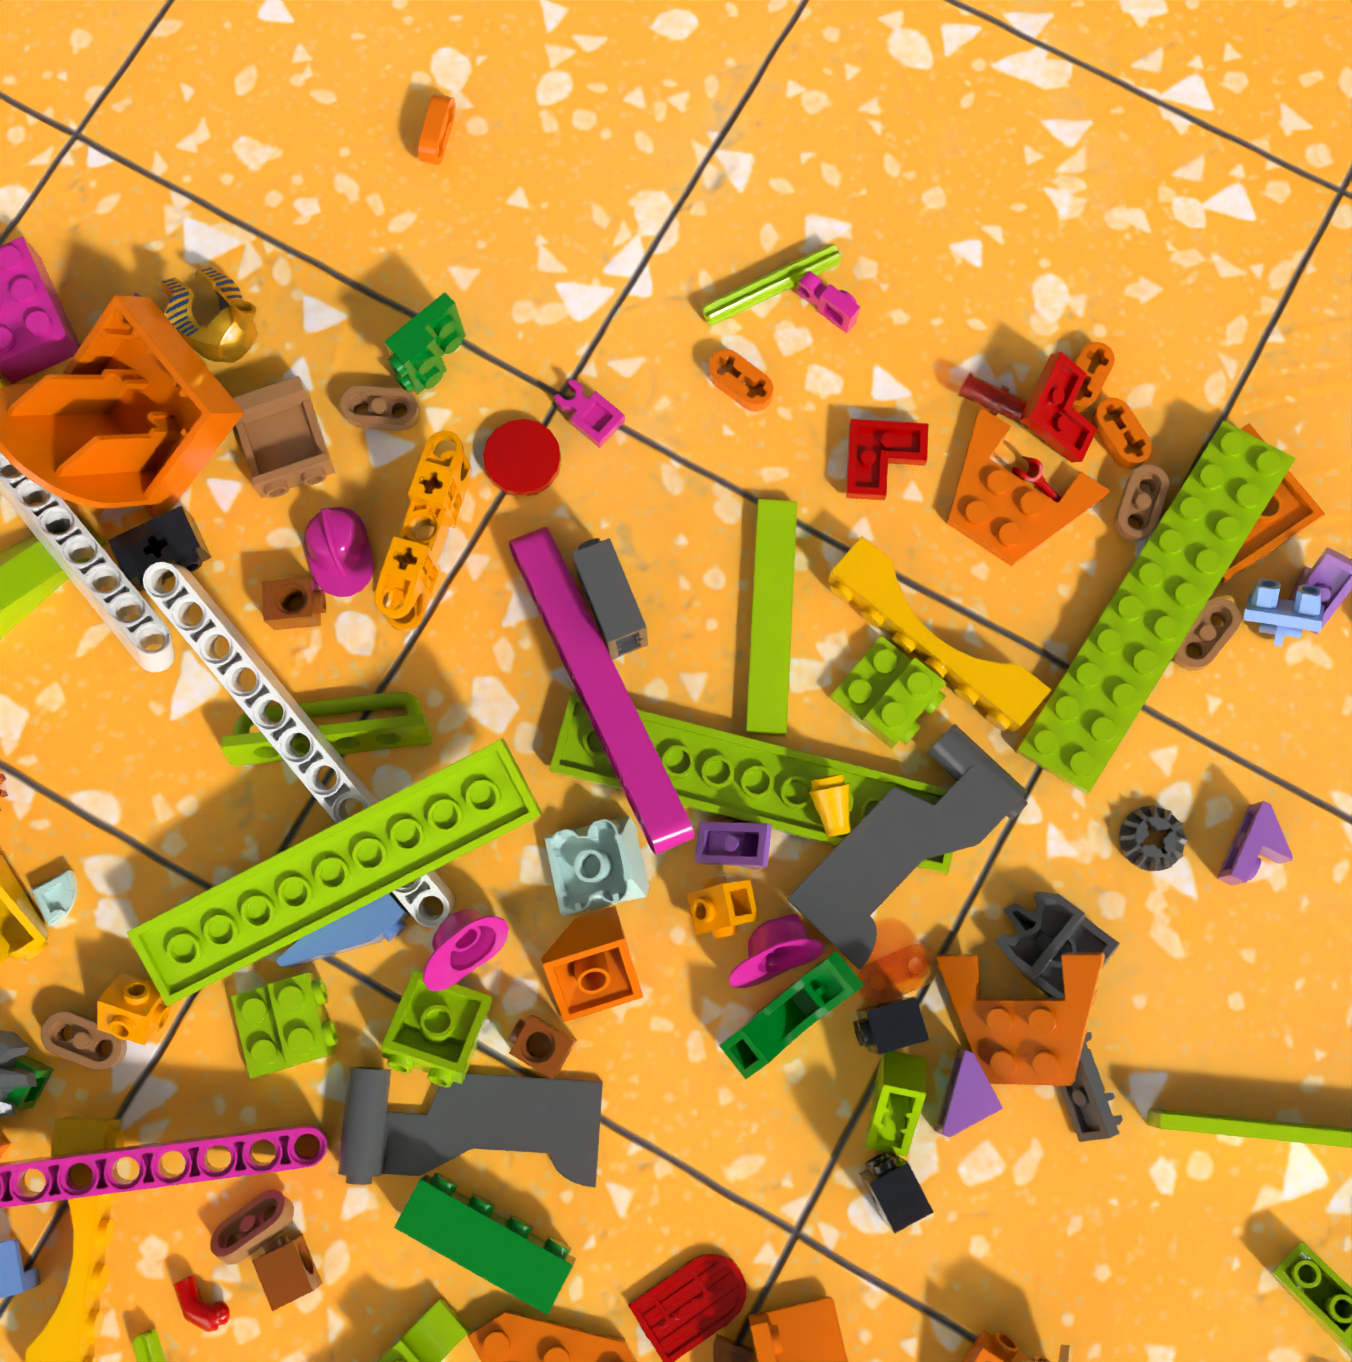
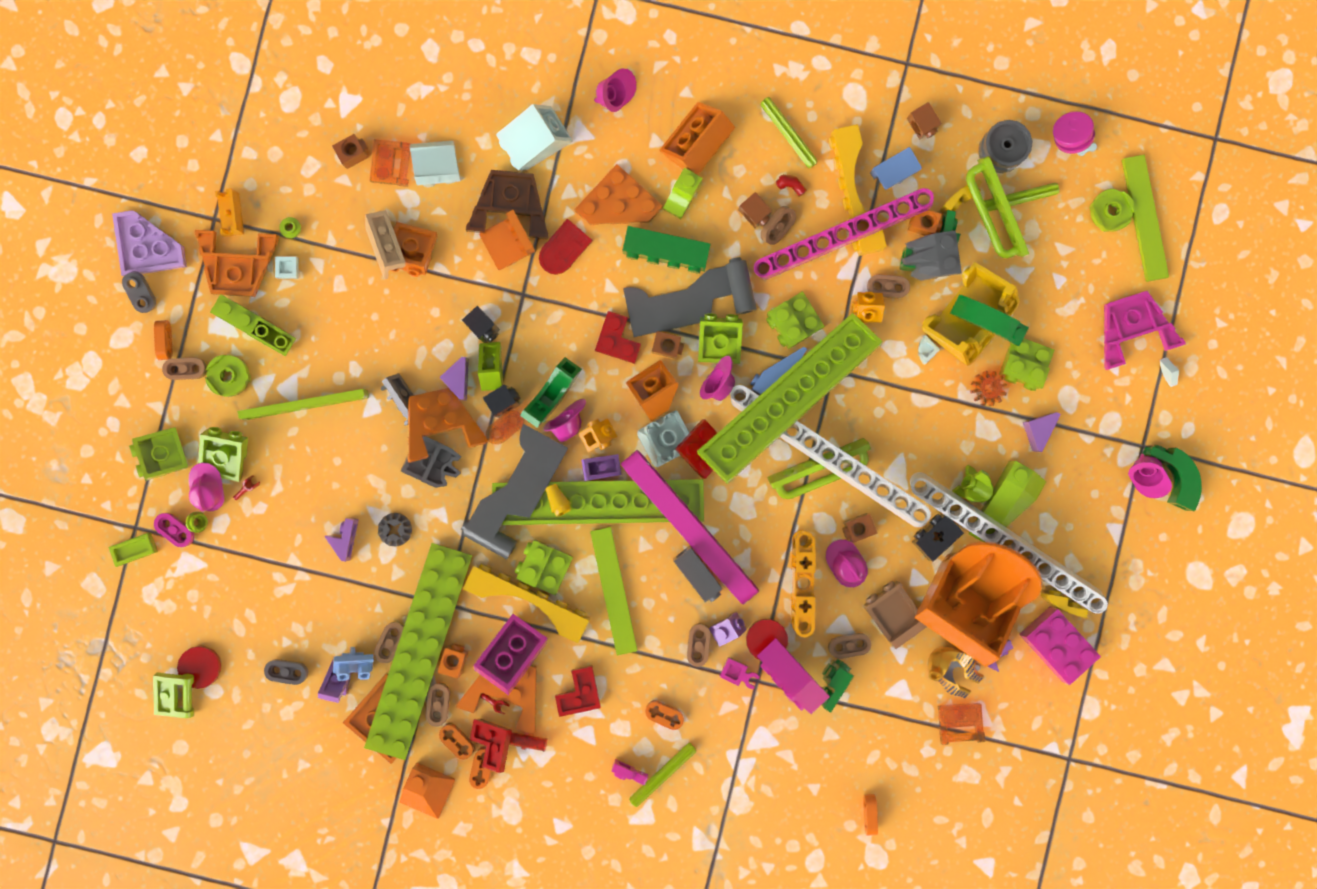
camera: 165 degrees right, 10 degrees up
(59, 618) = (975, 486): none -> lime brick
(234, 245) = (960, 716): none -> clear orange plate
(494, 370) = (792, 677): none -> dark pink brick
(545, 836) = (692, 443): none -> red plate
(584, 492) = (728, 629): none -> medium lavender bracket
(645, 482) = (698, 644): none -> medium nougat plate
(647, 1084) = (611, 340): none -> red plate
(990, 548) = (510, 654): none -> dark pink brick
(1105, 556) = (449, 669): none -> orange brick
(1192, 367) = (426, 790): none -> orange slope

